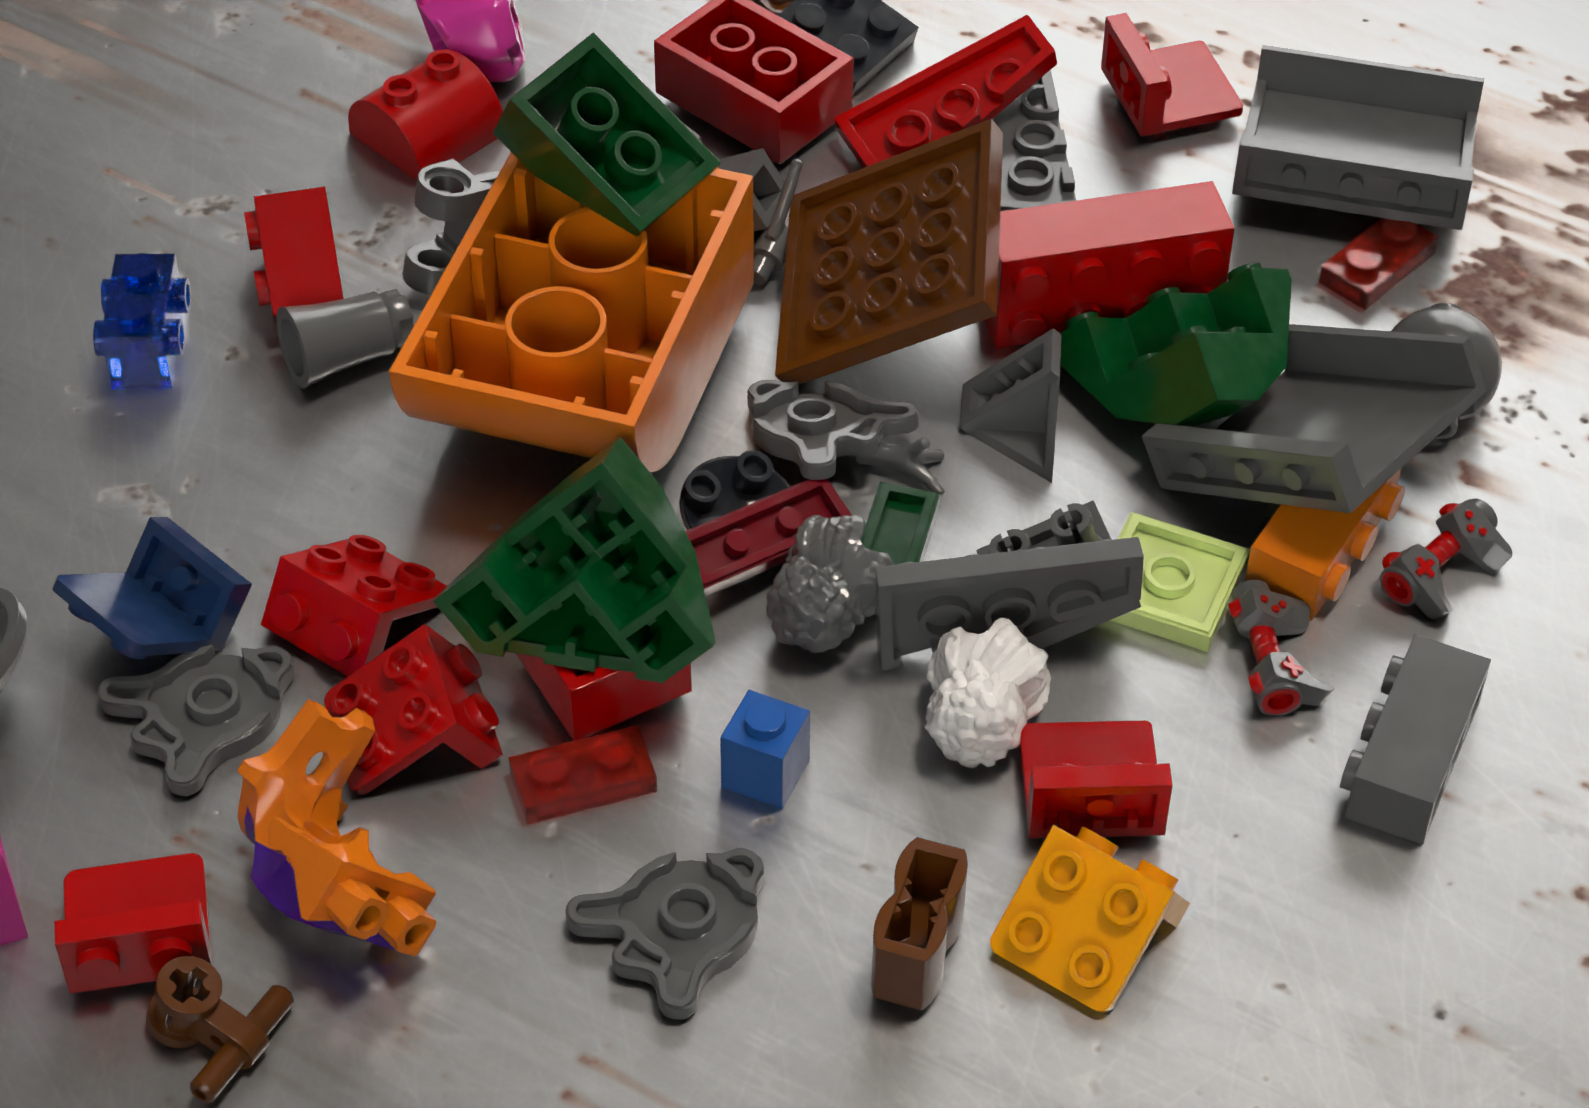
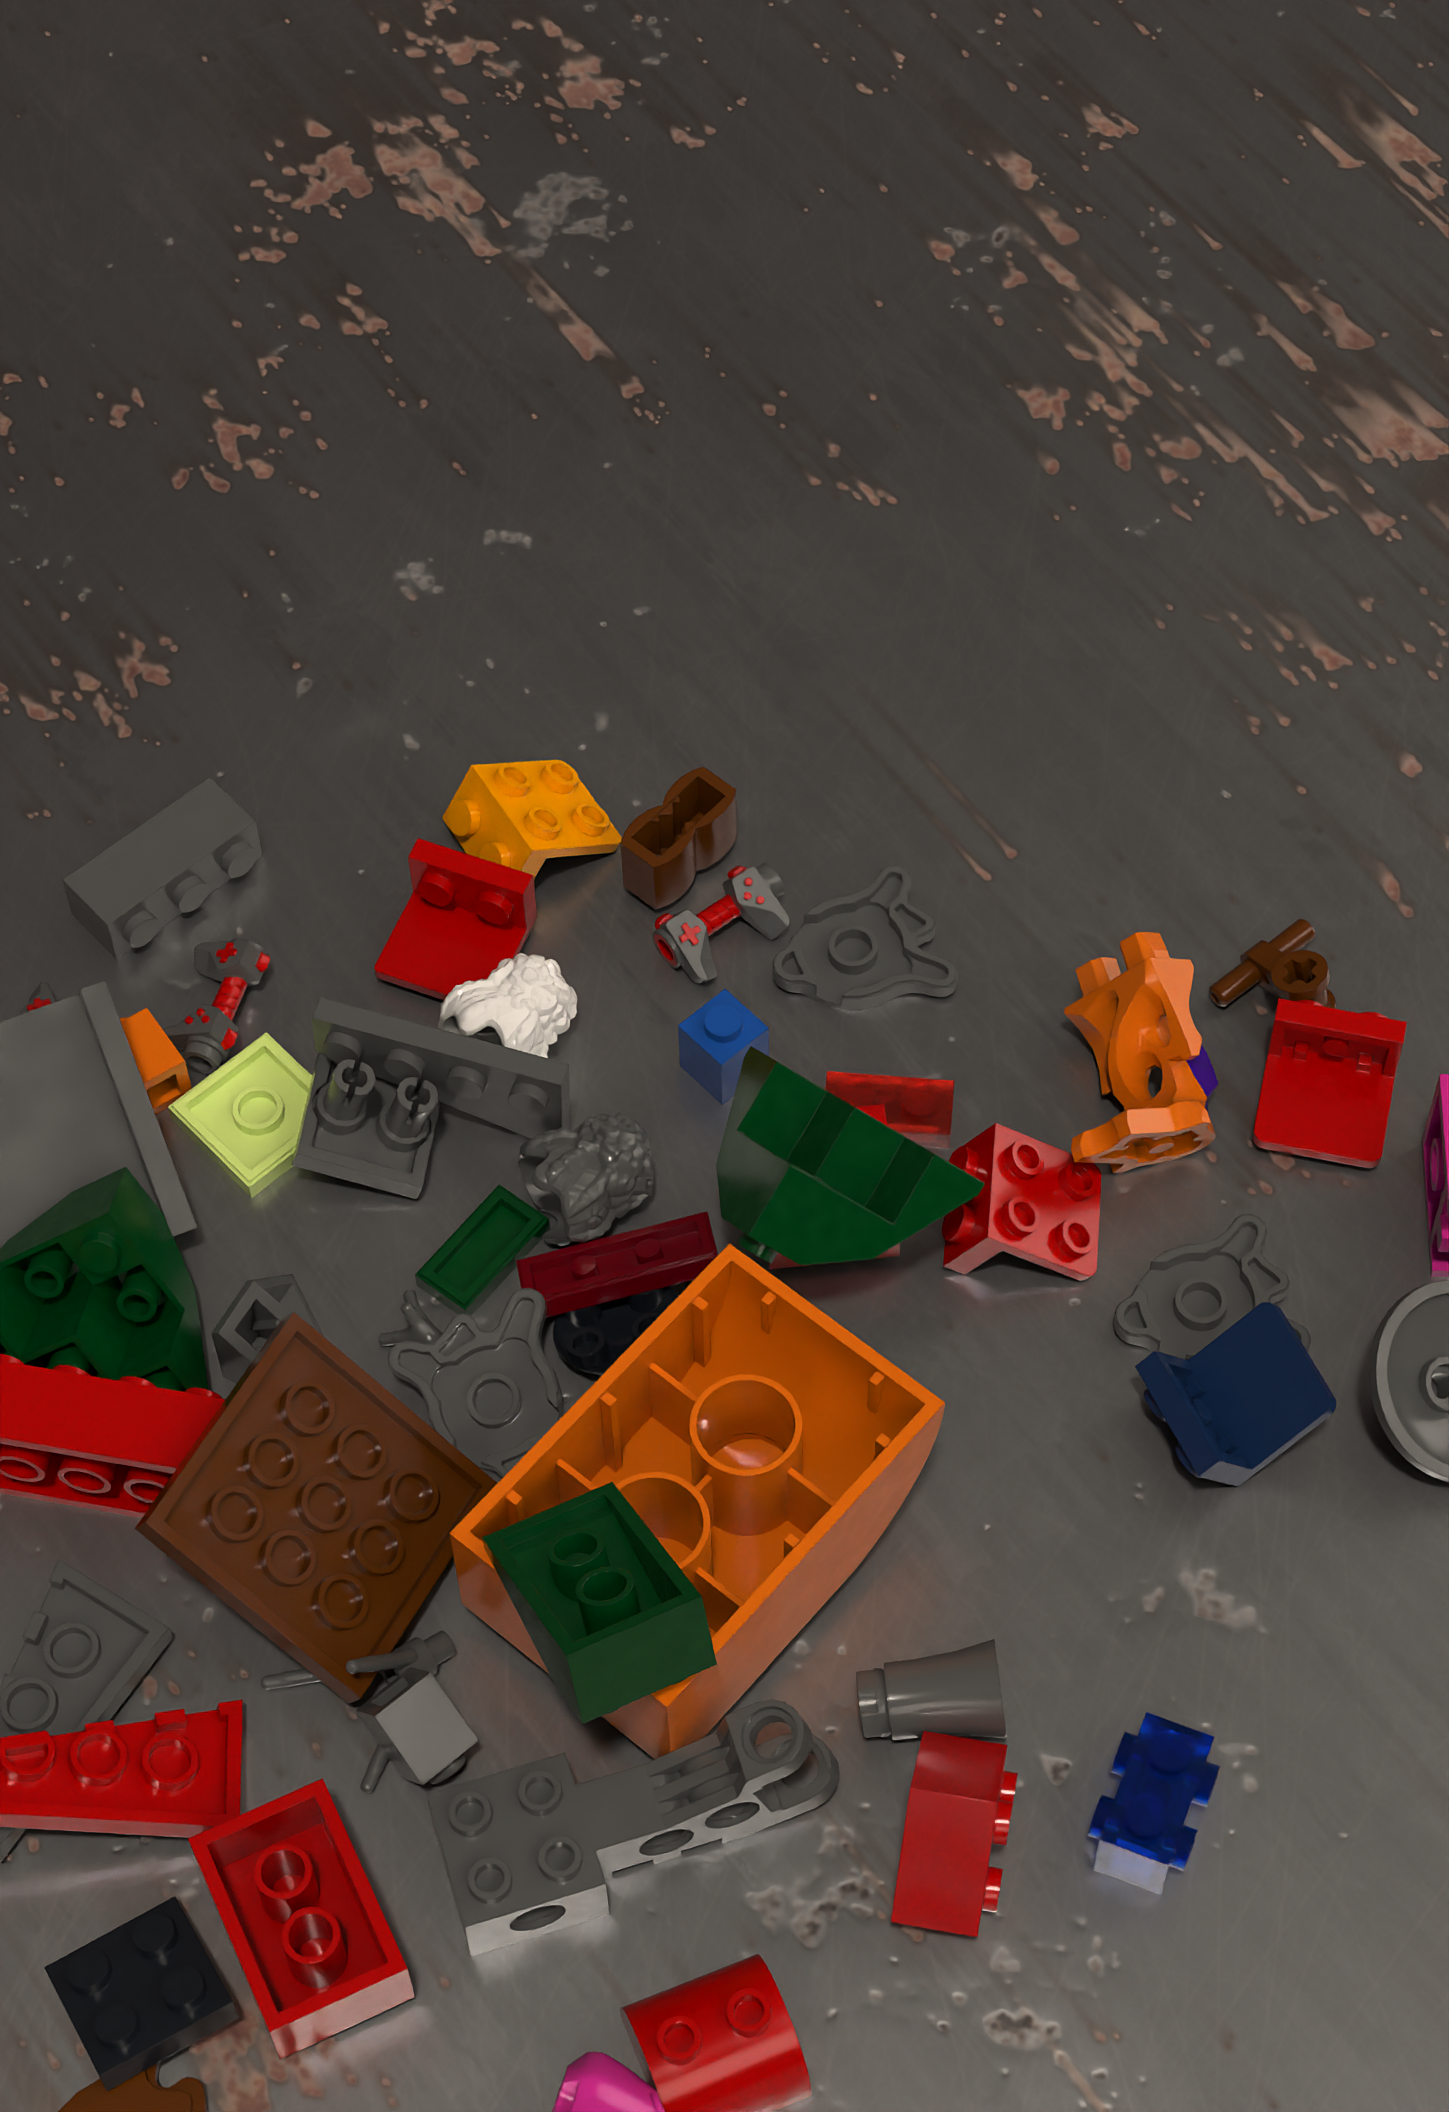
camera: 155 degrees left, 10 degrees up
(344, 598) = (1028, 1353): red bracket -> none
(824, 915) = (748, 893): none -> dark grey piece

